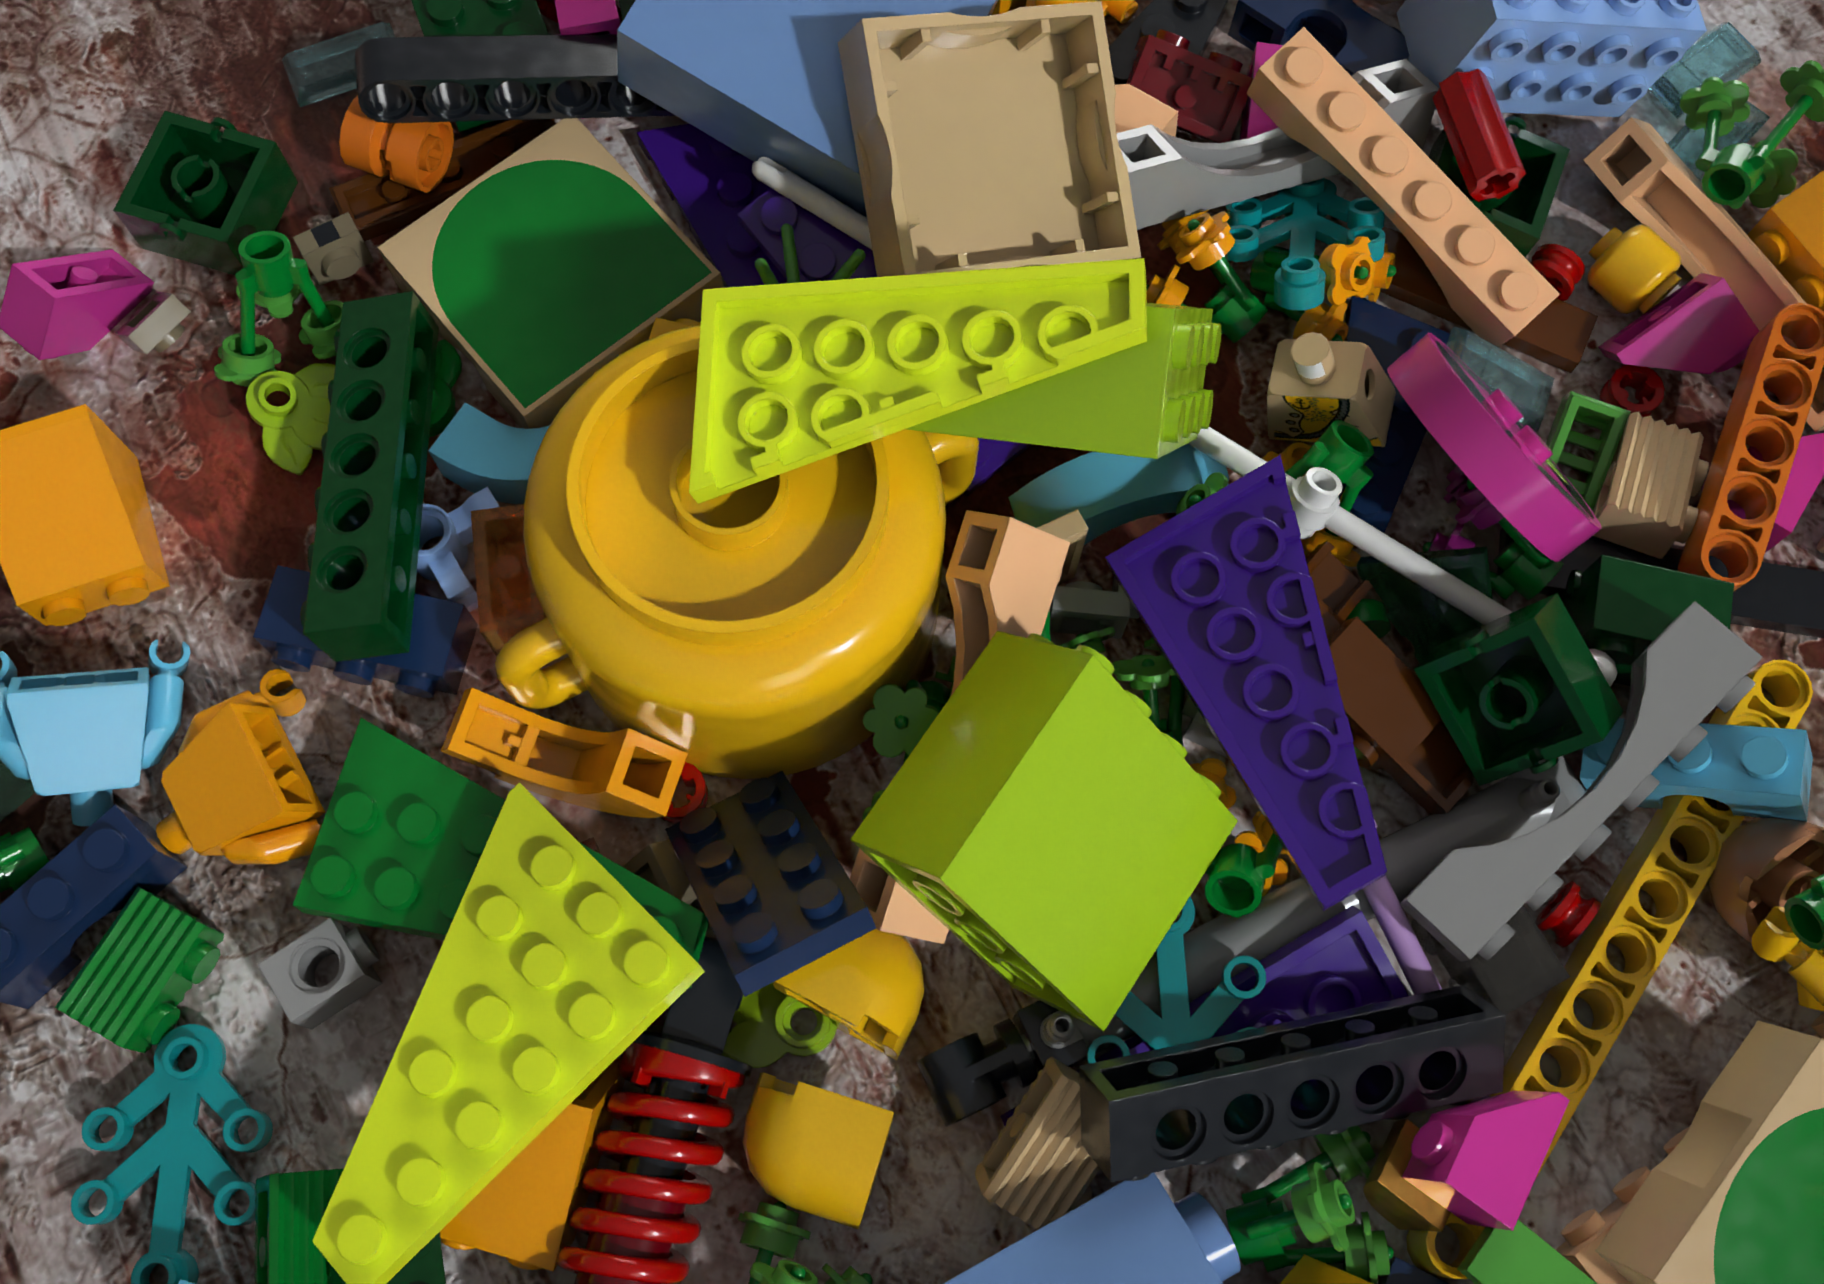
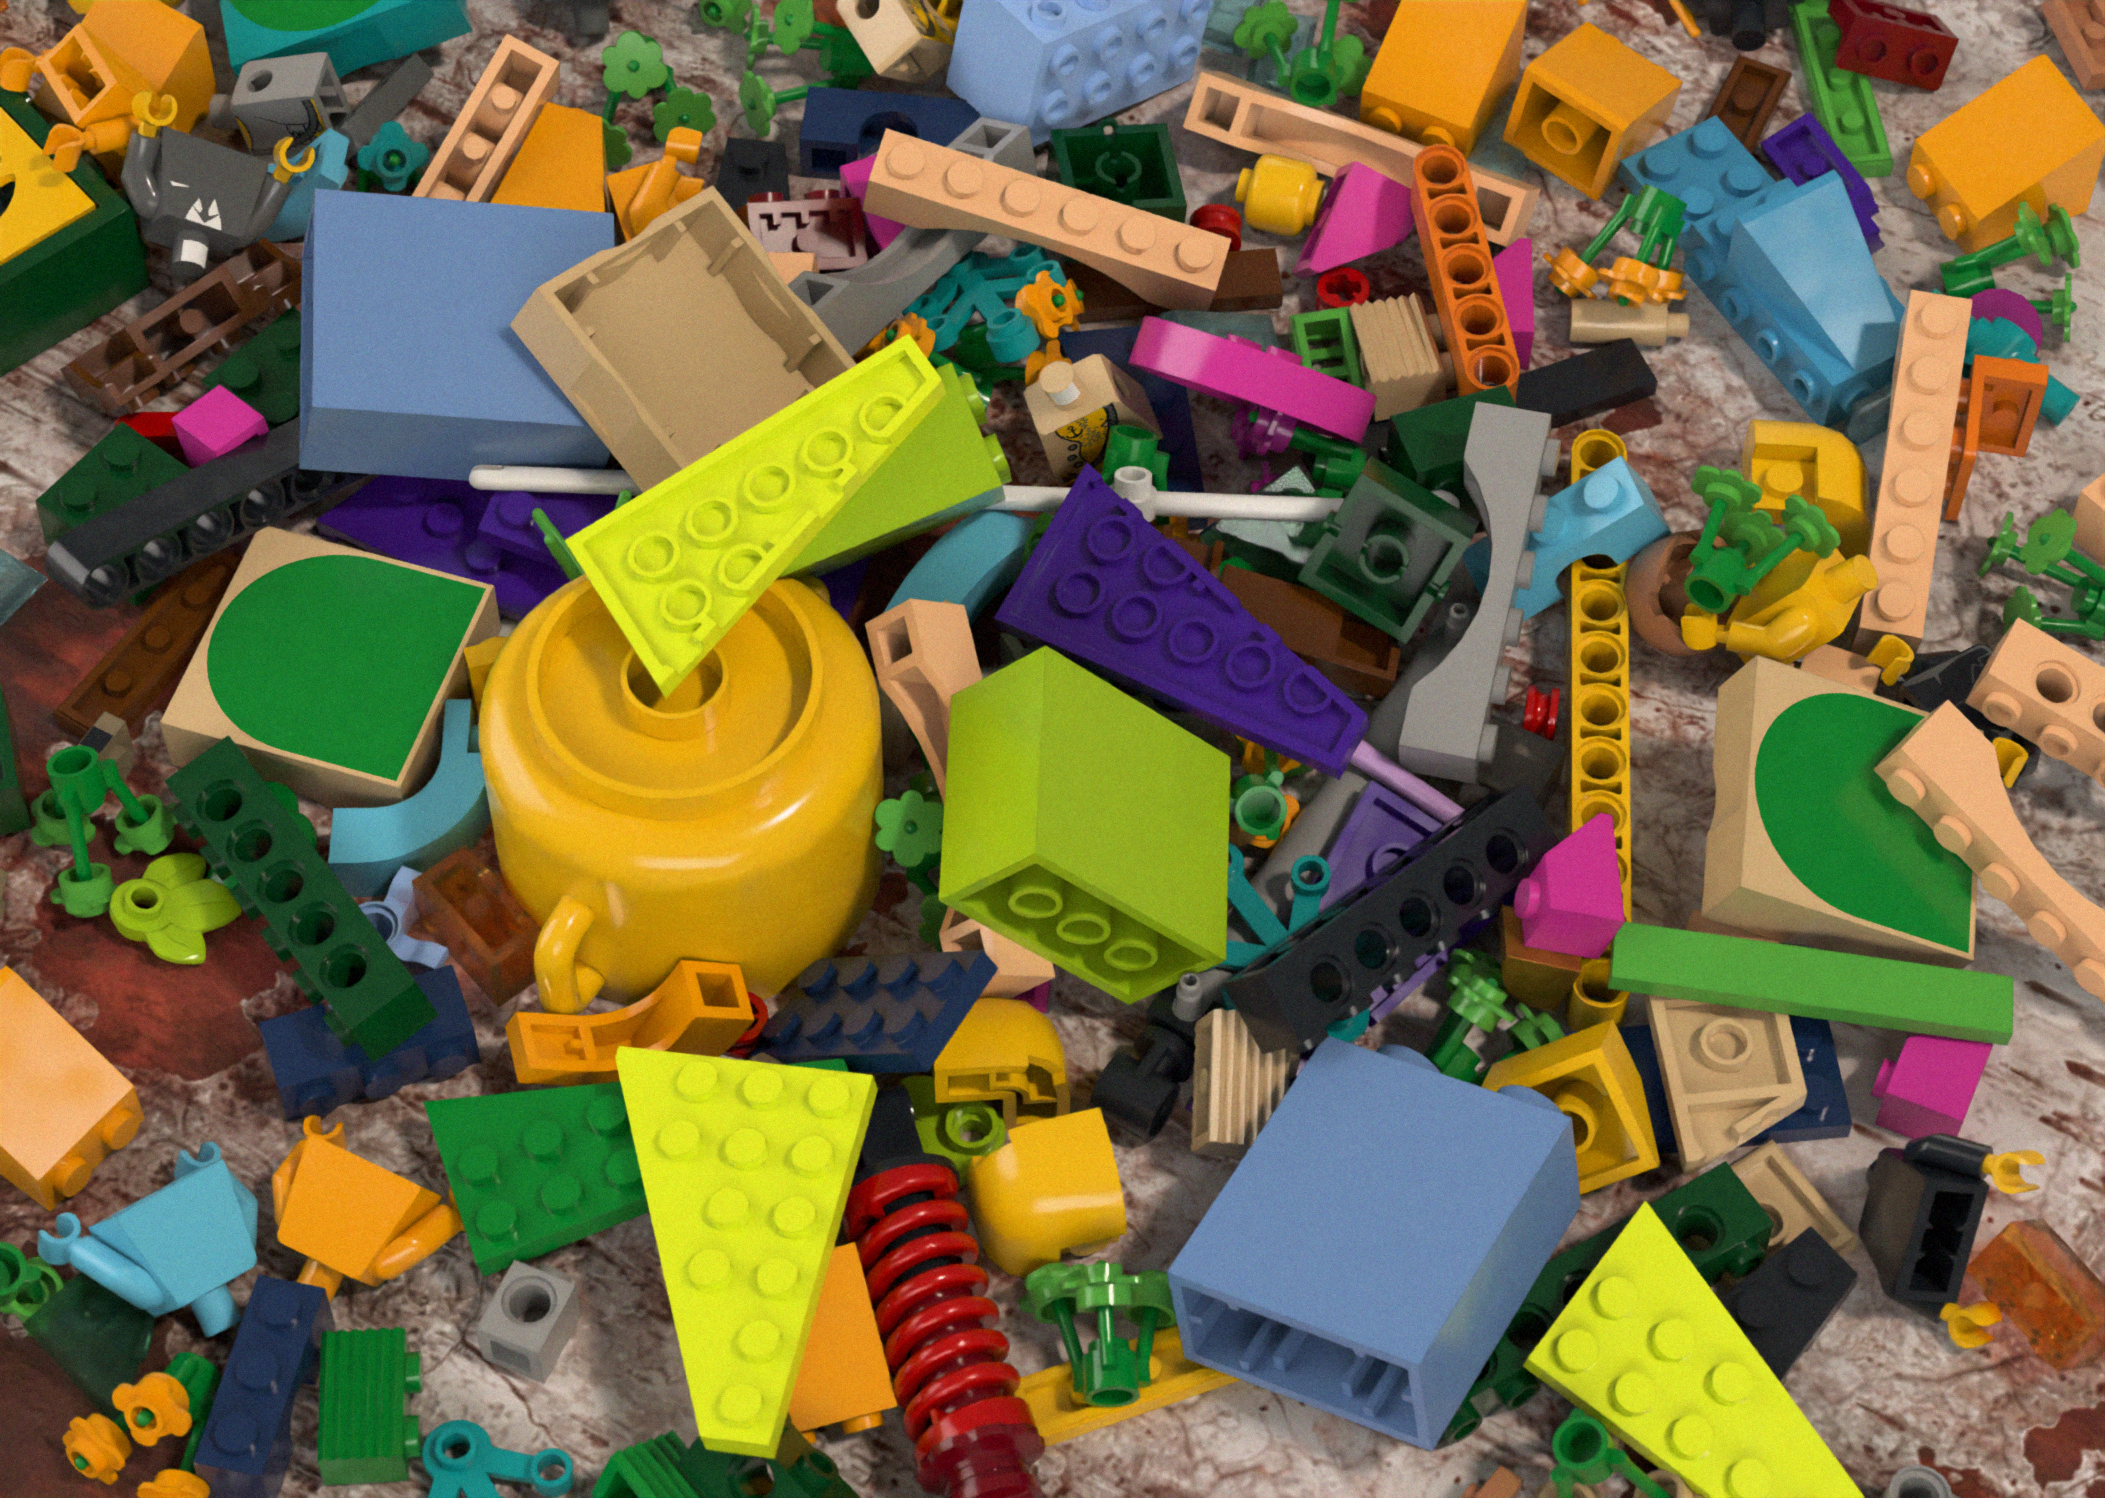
camera: 30 degrees left, 15 degrees down
(411, 152) = (107, 635): orange wheel -> none
(1478, 135) = (1084, 146): red axle -> none

